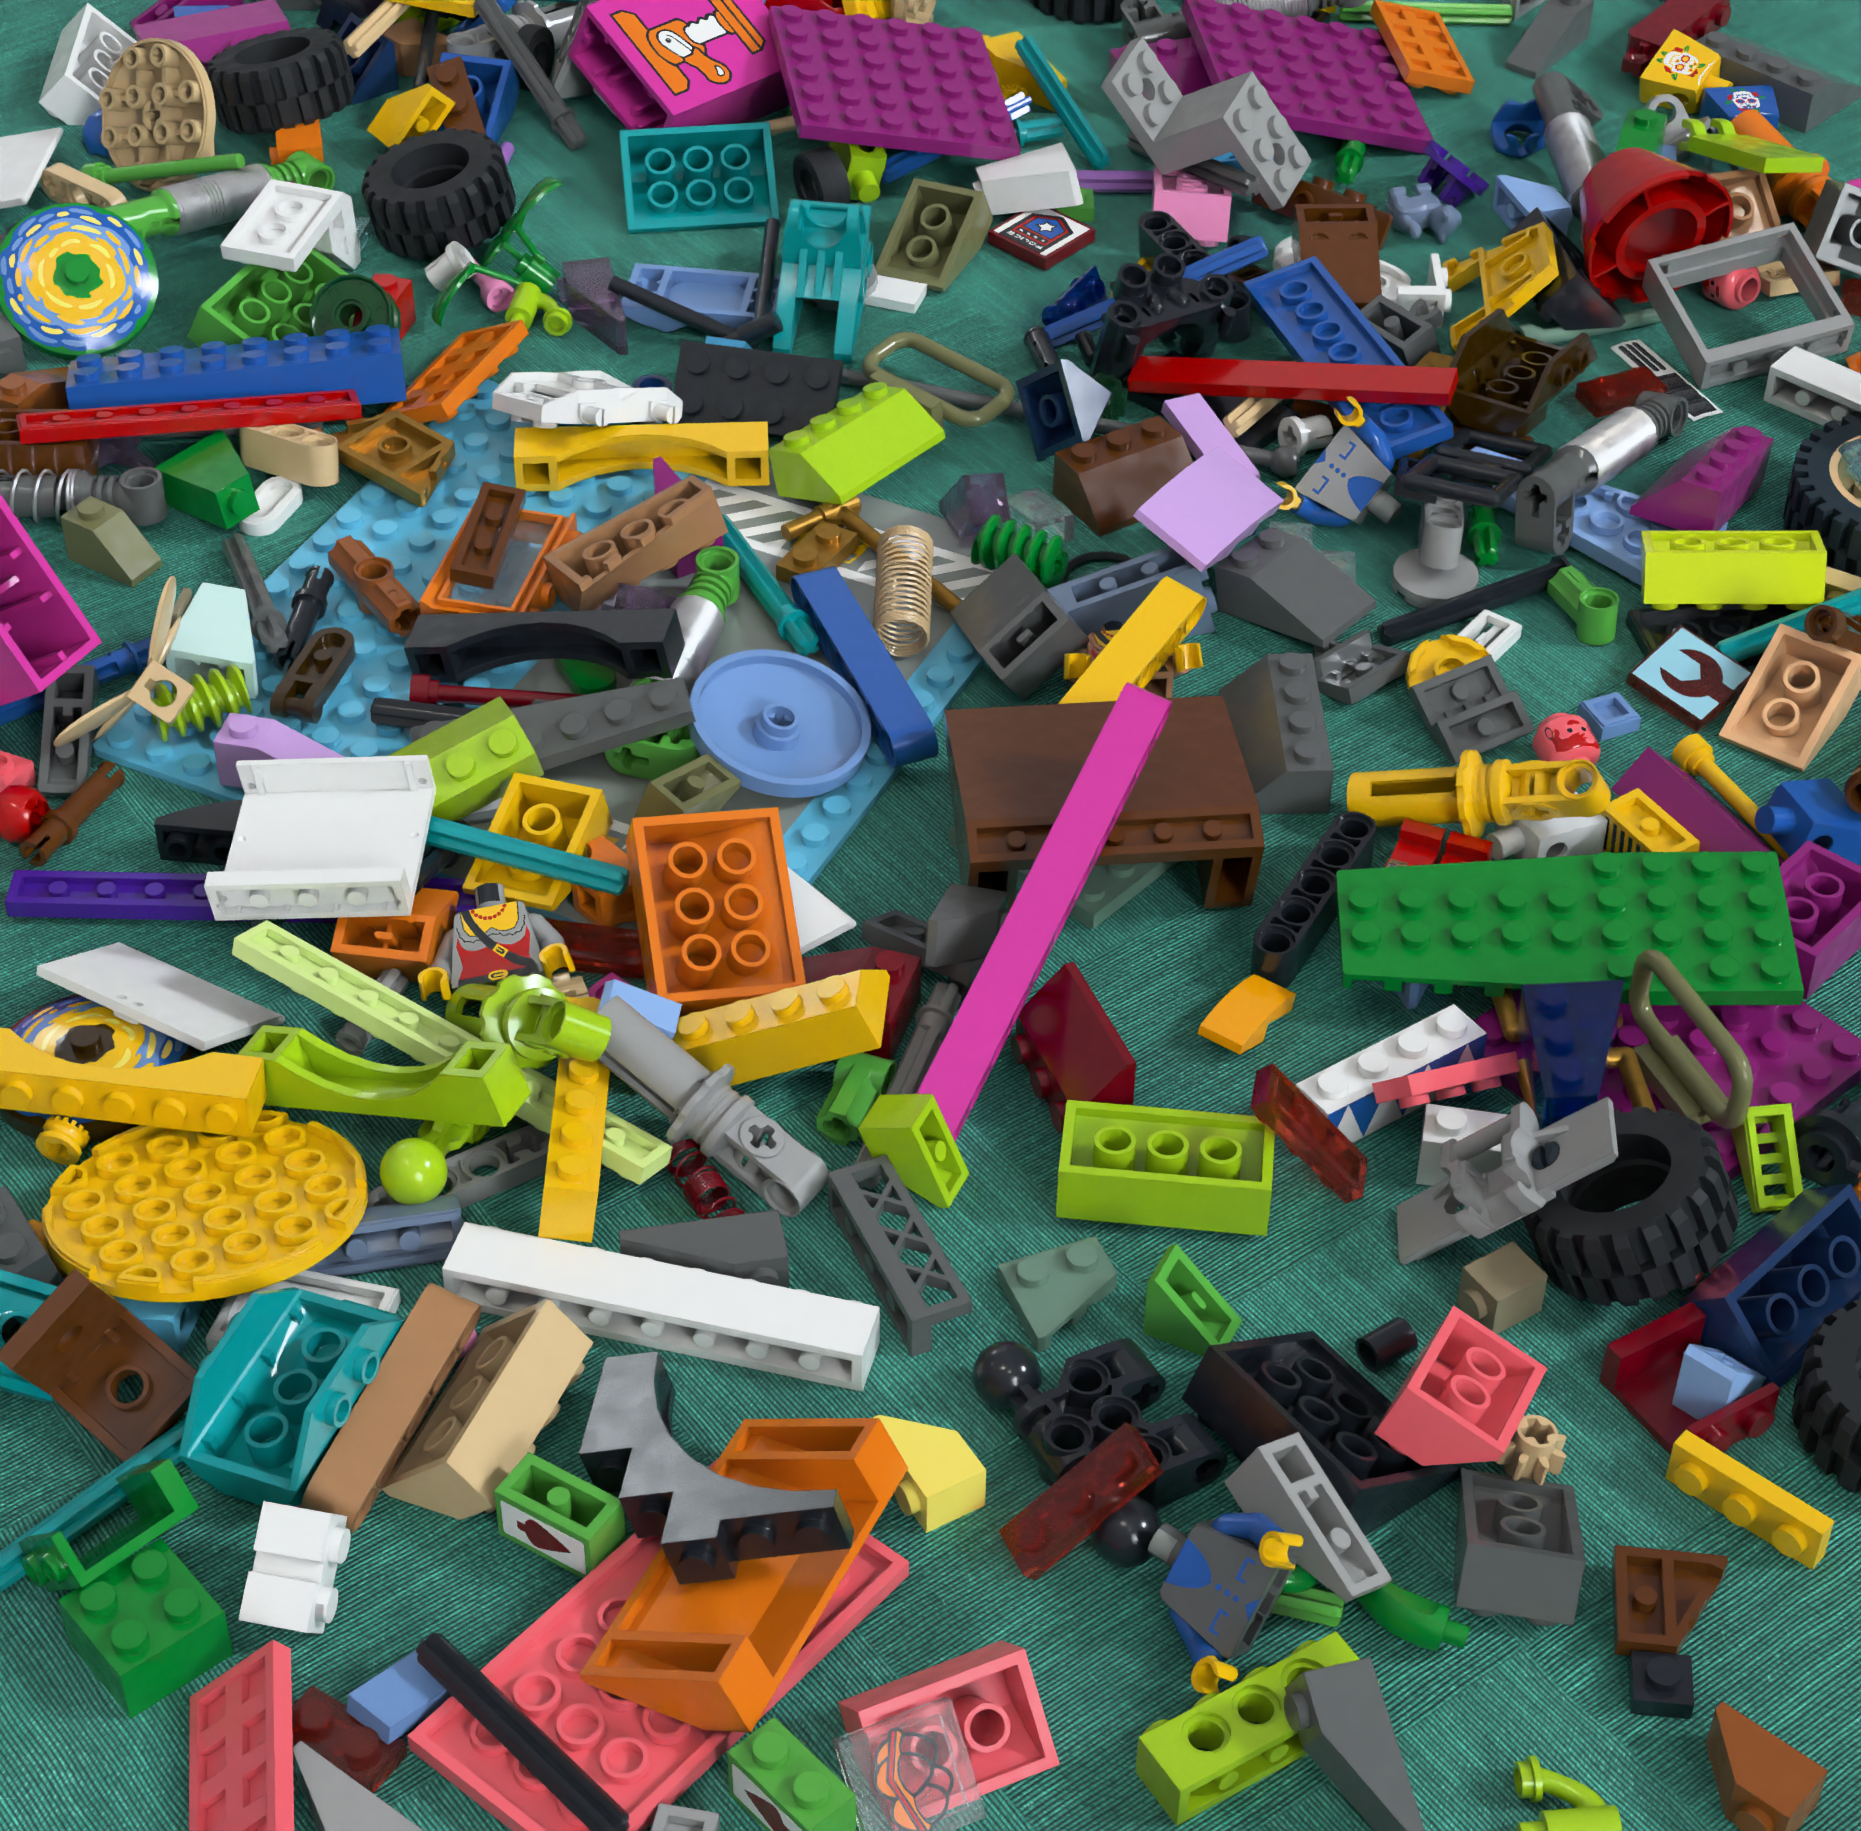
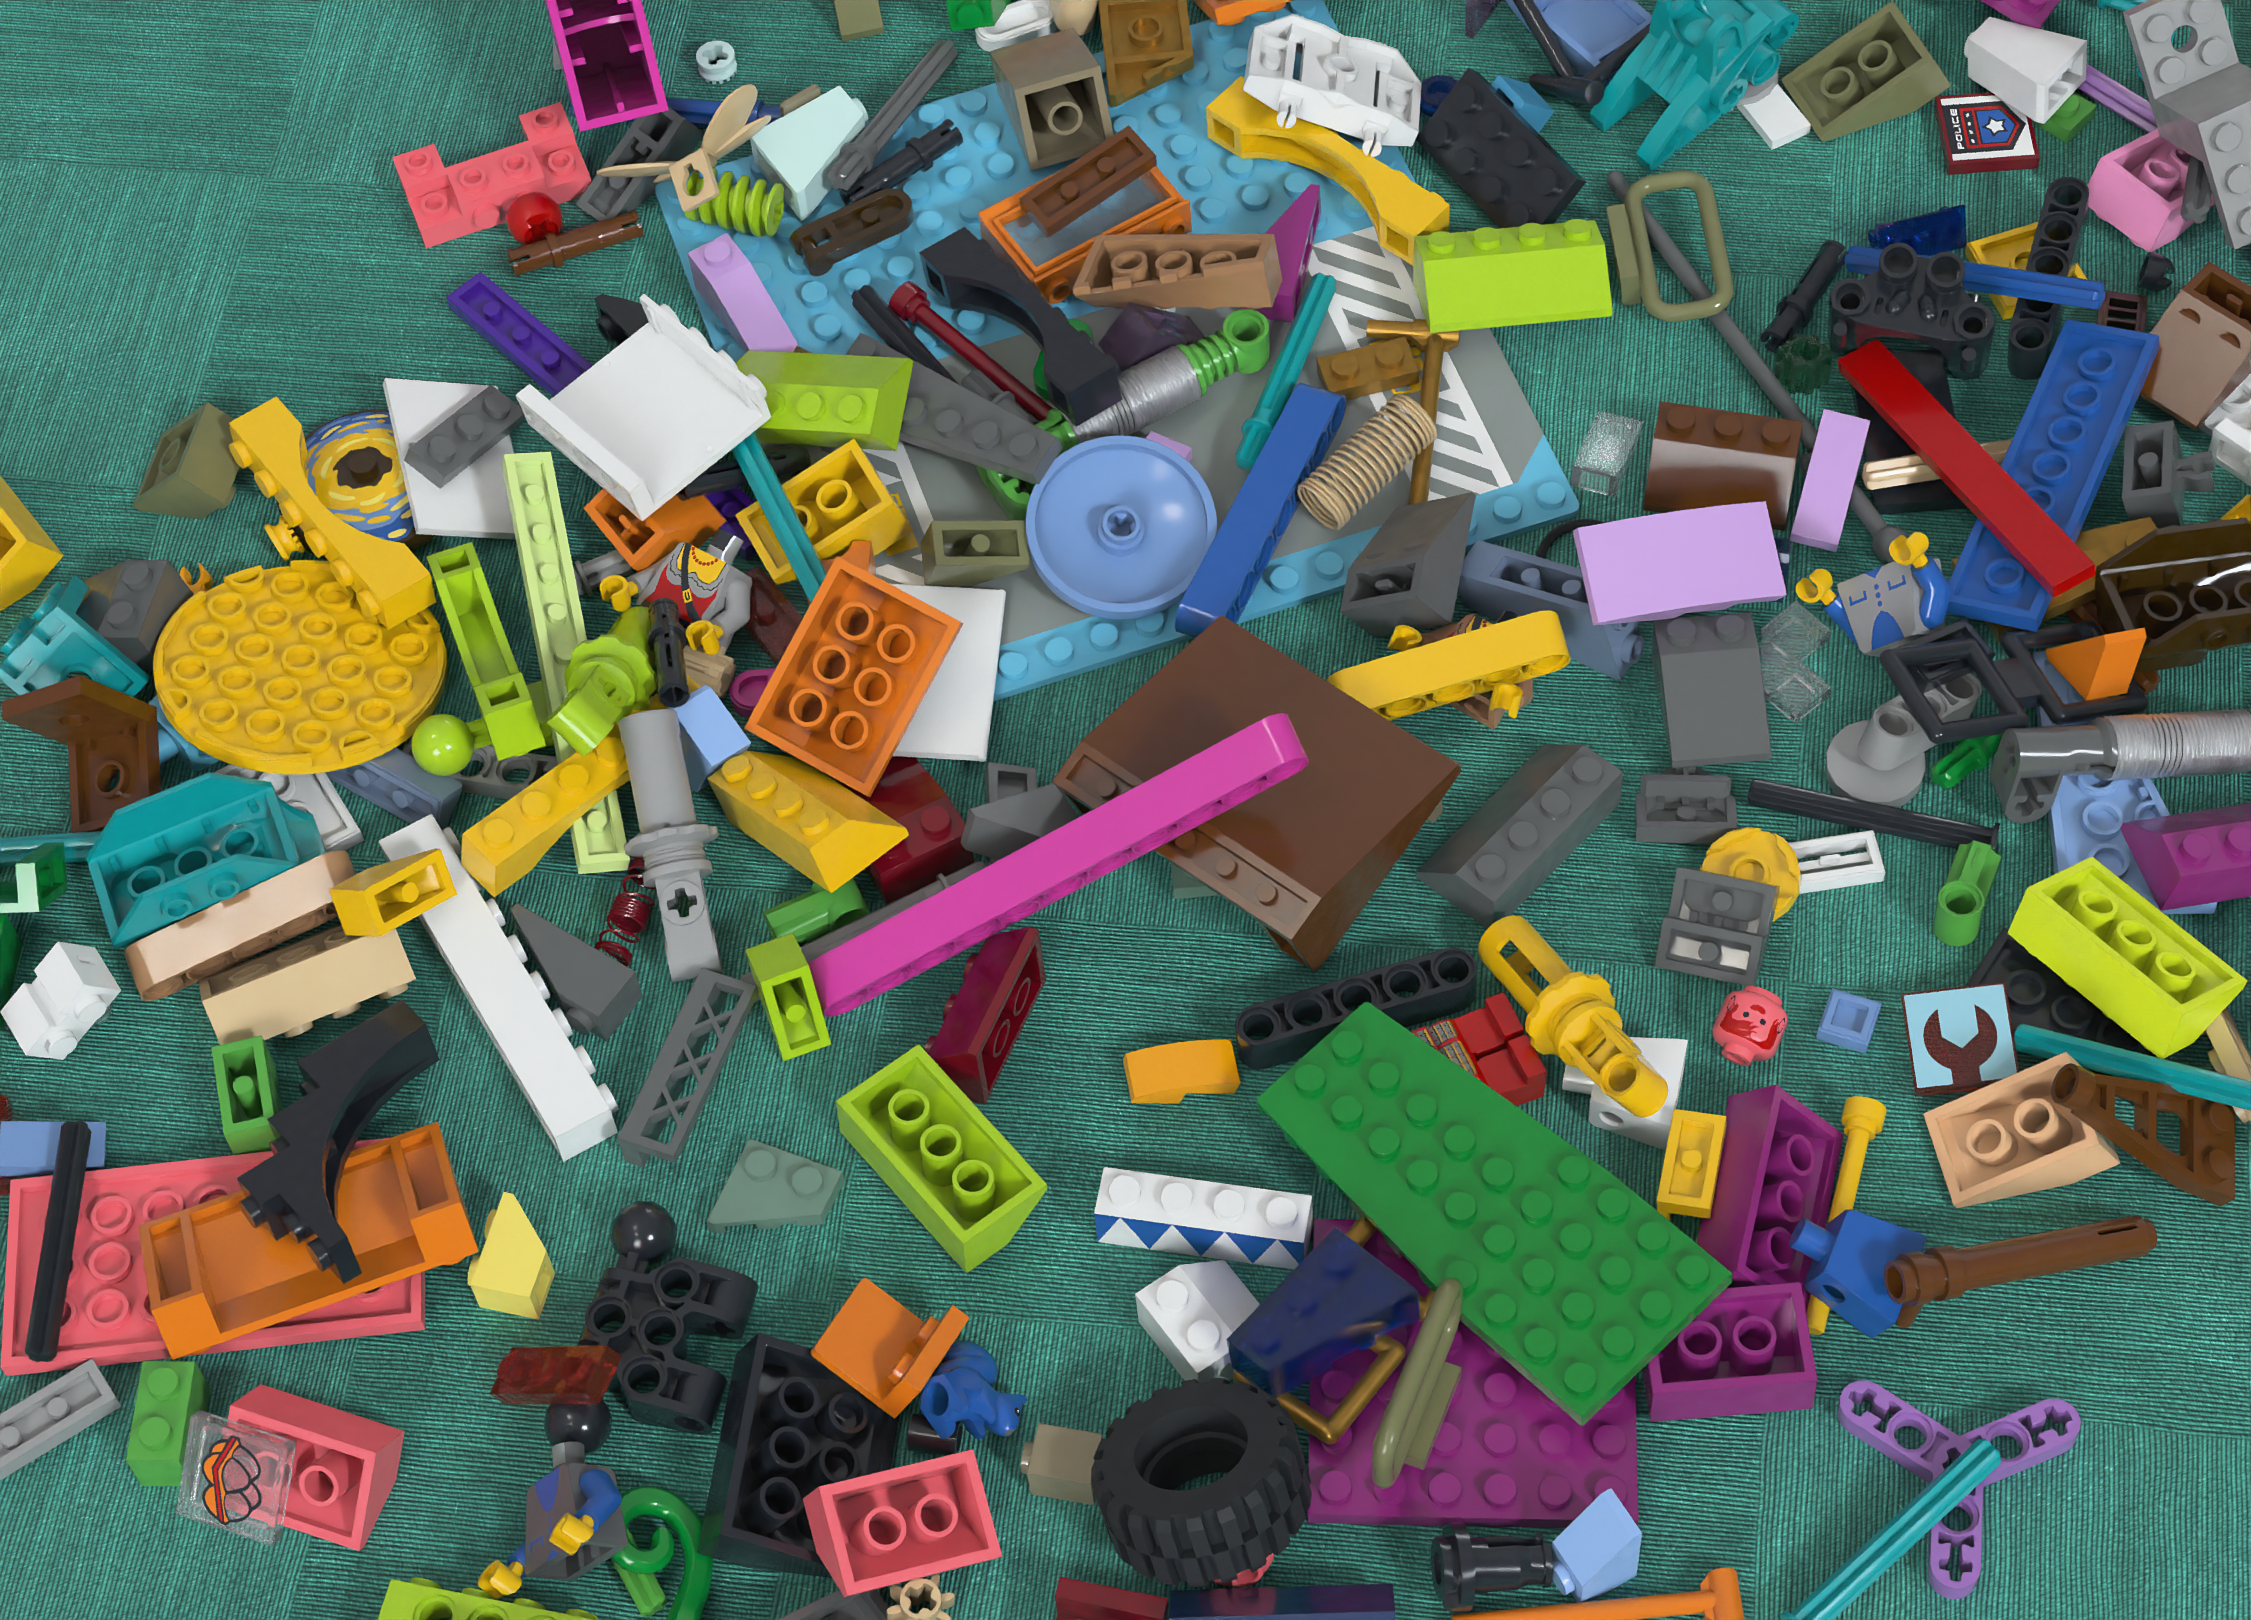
camera: 50 degrees right, 15 degrees up
(152, 972) = (465, 436): none -> dark grey plate
(375, 585) = (981, 167): dark orange piece -> none
(384, 506) = (1053, 97): none -> dark tan slope
(520, 1279) = (392, 893): none -> yellow slope
(574, 983) = (671, 628): none -> black pin
(973, 502) = (1539, 416): slope -> none
(997, 544) = (1514, 489): green piece -> none
(1060, 406) = (1720, 360): dark blue slope -> none
(1186, 1306) = (822, 1276): bright green slope -> none
(1297, 1495) = (675, 1529): light grey slope -> none
(1305, 433) = (1946, 526): white bush -> none
(1309, 1133) = (1058, 1218): clear red plate -> none
(1316, 1310) = (885, 1346): none -> orange bracket
(1386, 1291) = (964, 1392): none -> blue animal
(1446, 1081) = (1215, 1254): coral plate -> none
(1512, 430) = (2099, 664): none -> orange slope
(1531, 1172) = (1128, 1385): light grey piece -> none
(1784, 1139) = (1428, 1490): lime slope -> none

